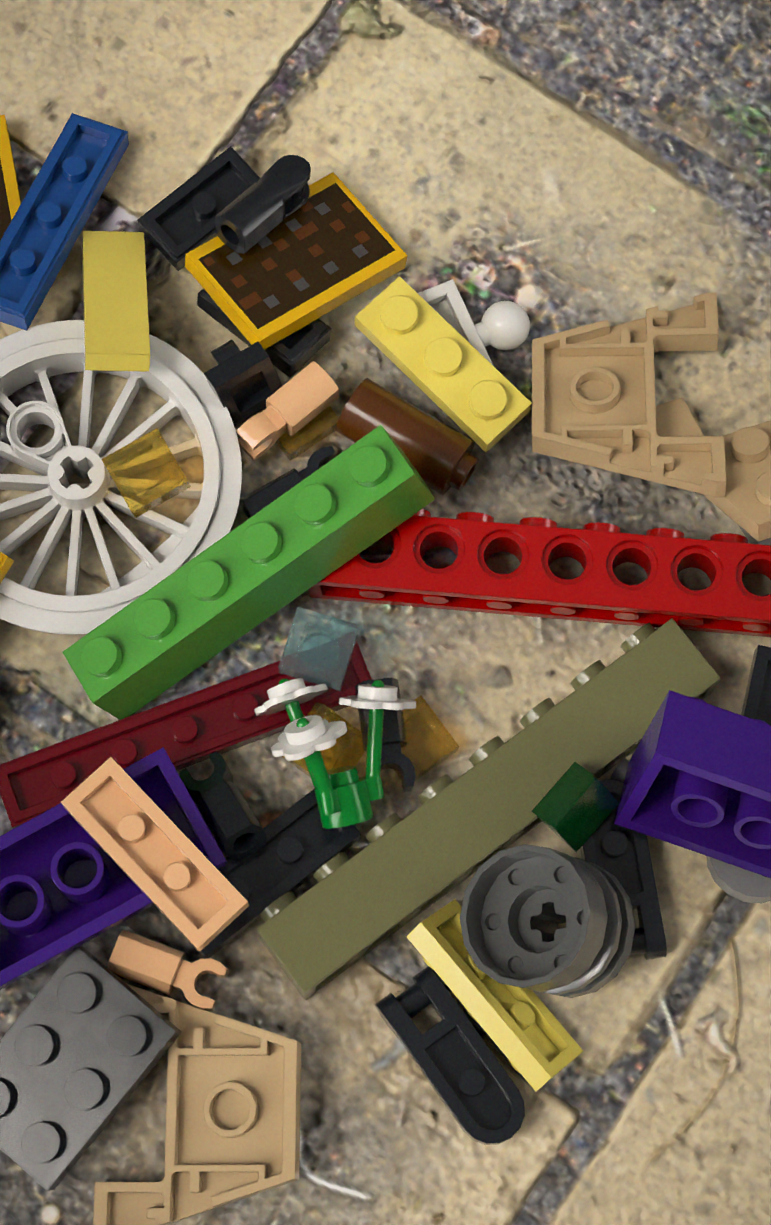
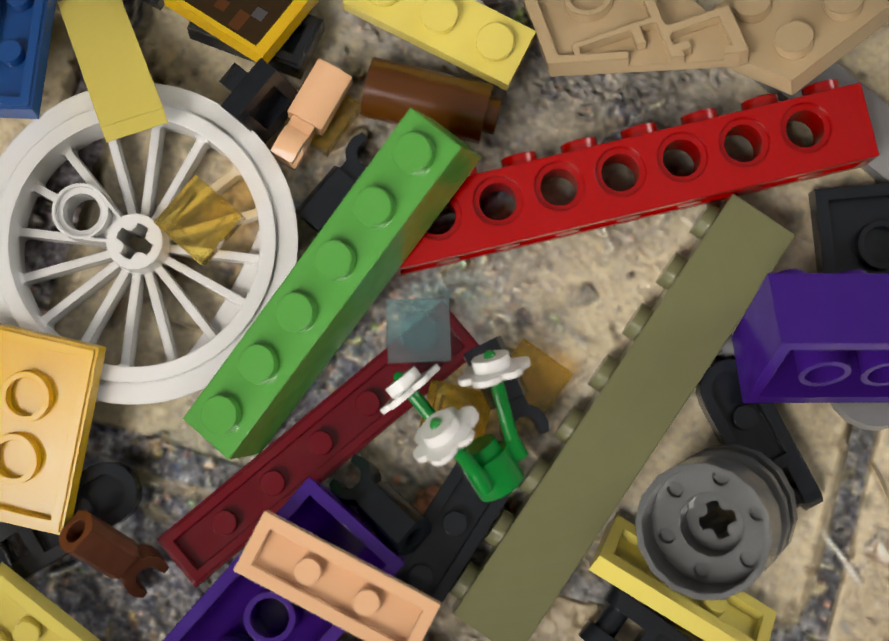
camera: 20 degrees left, 10 degrees up
(576, 806) = (703, 401): dark green slope -> none

